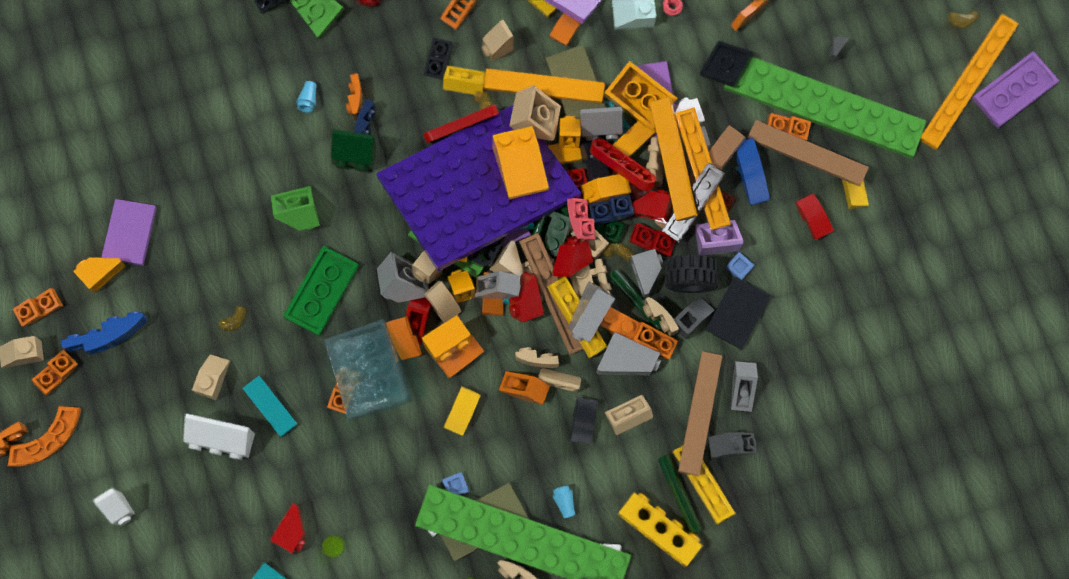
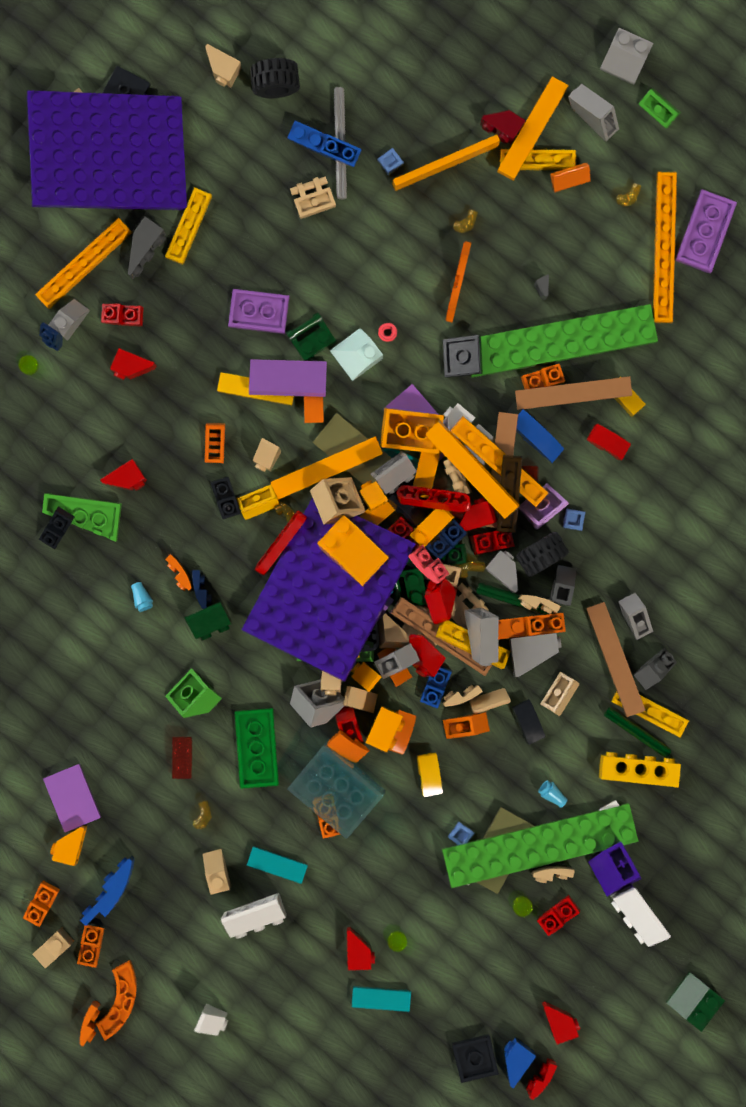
camera: 35 degrees left, 10 degrees up
(249, 256) = (181, 757): none -> clear red slope
(518, 336) = (436, 687): none -> blue slope
(738, 313) = (595, 558): black tile -> none

